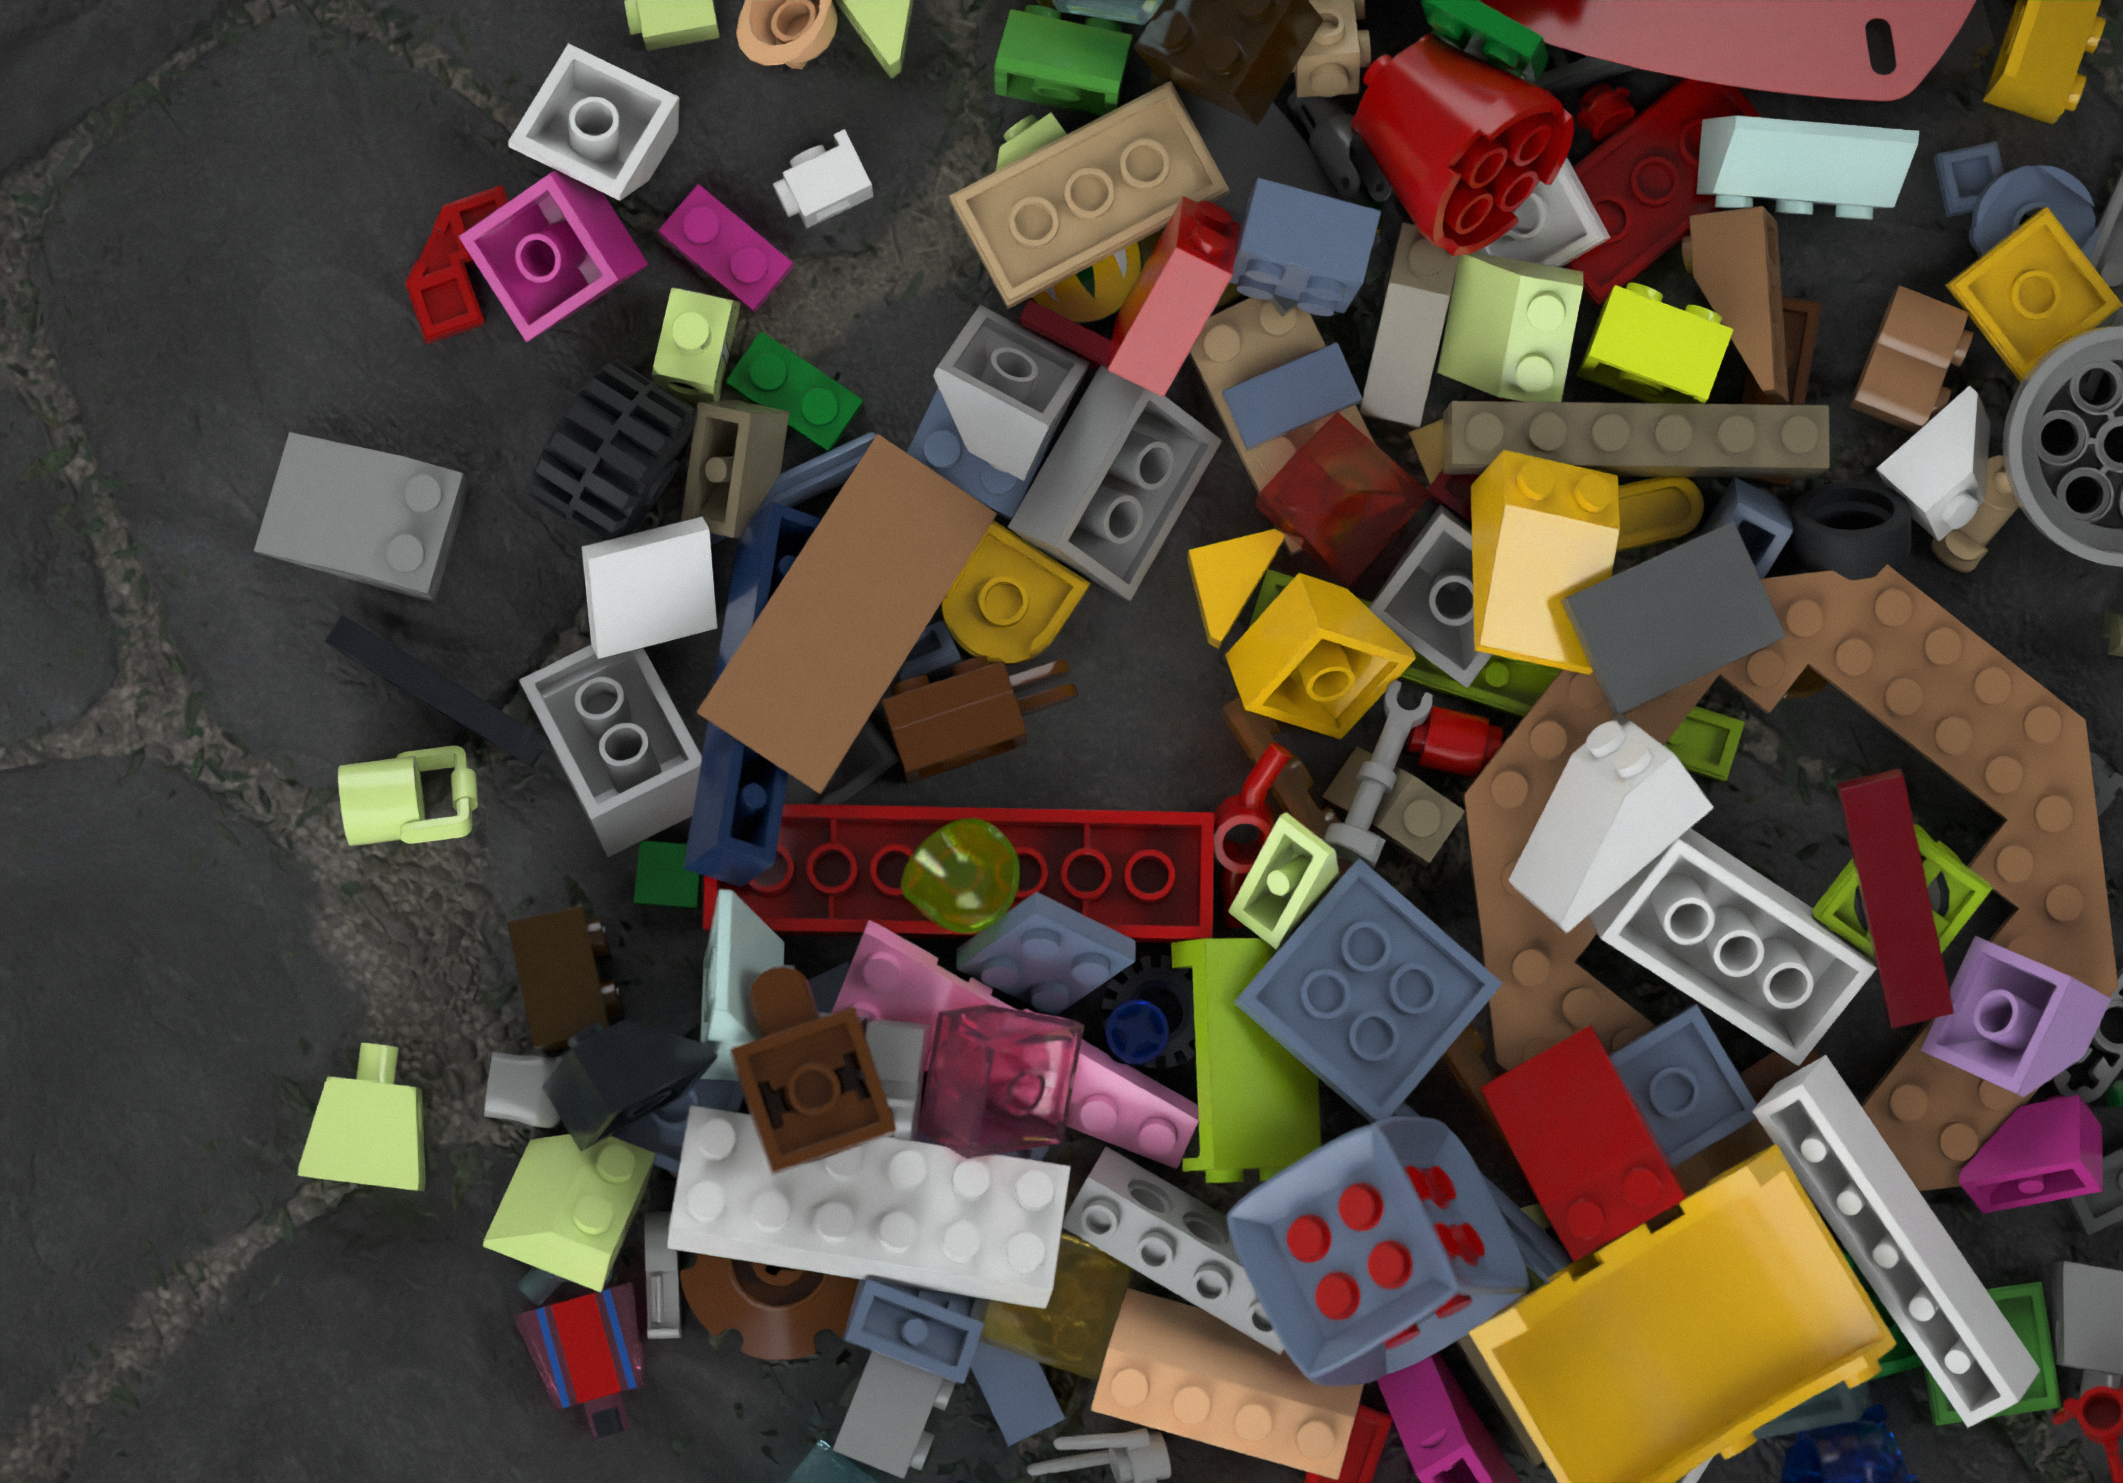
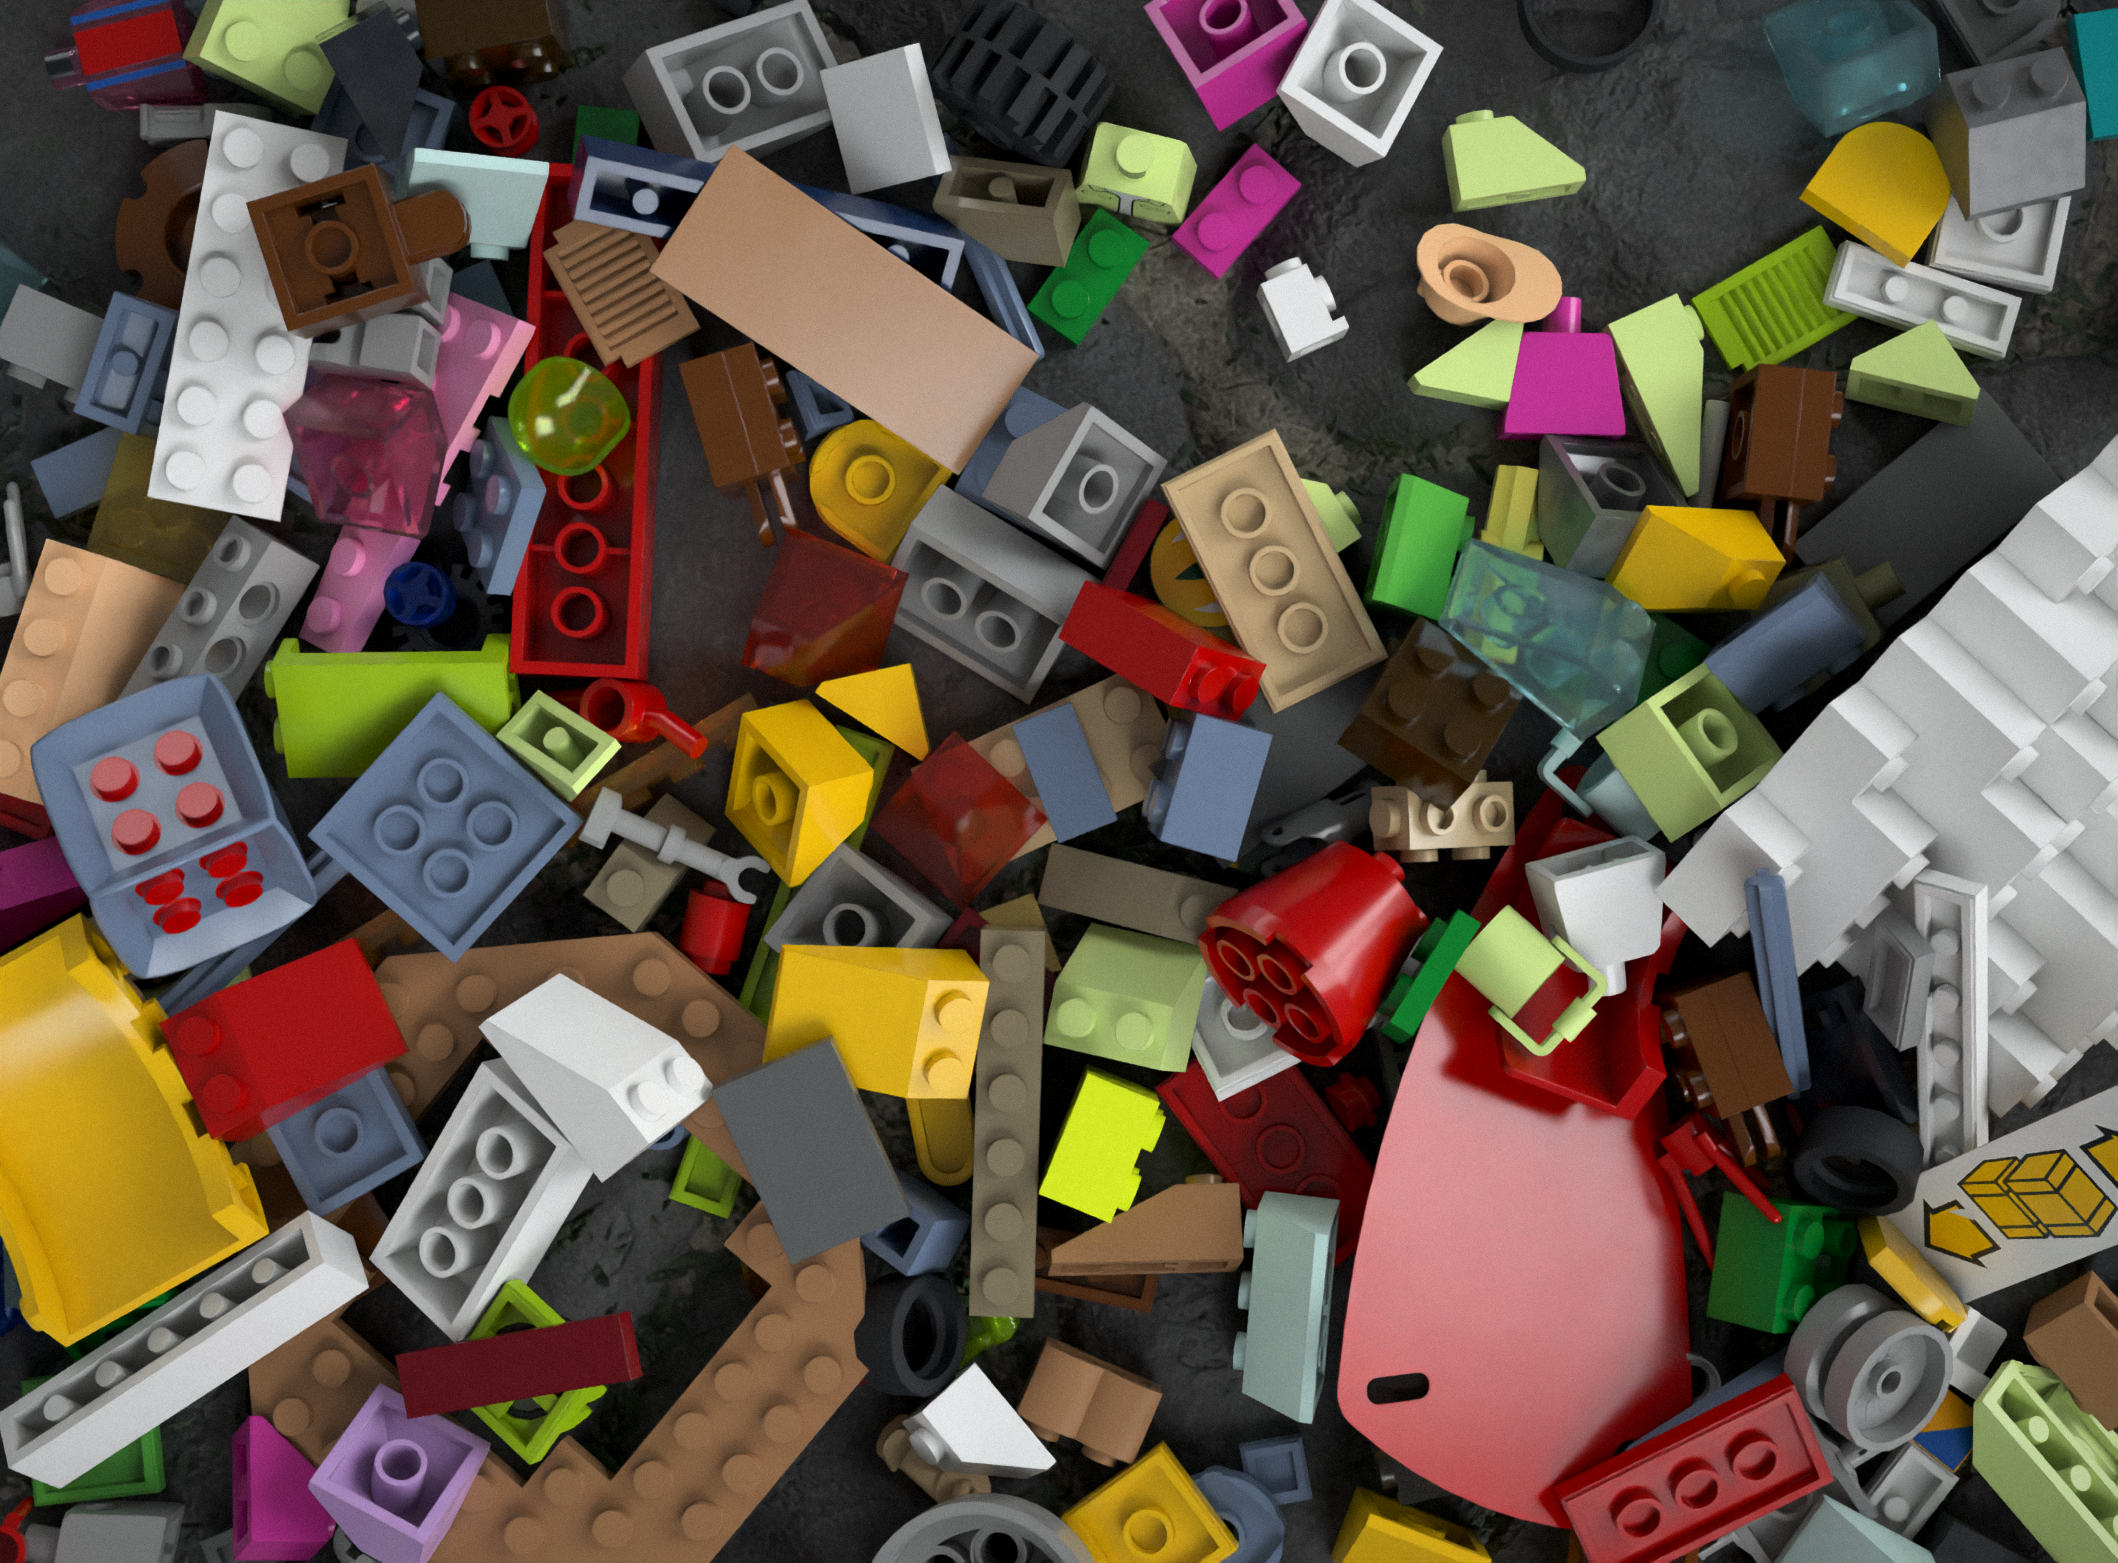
camera: 95 degrees right, 5 degrees up
(641, 969) = (498, 109): none -> red wheel
(832, 839) = (615, 294): none -> medium nougat window
(1141, 637) = (823, 613): none -> clear red slope
(1845, 453) = (996, 1332): none -> clear neon green hand

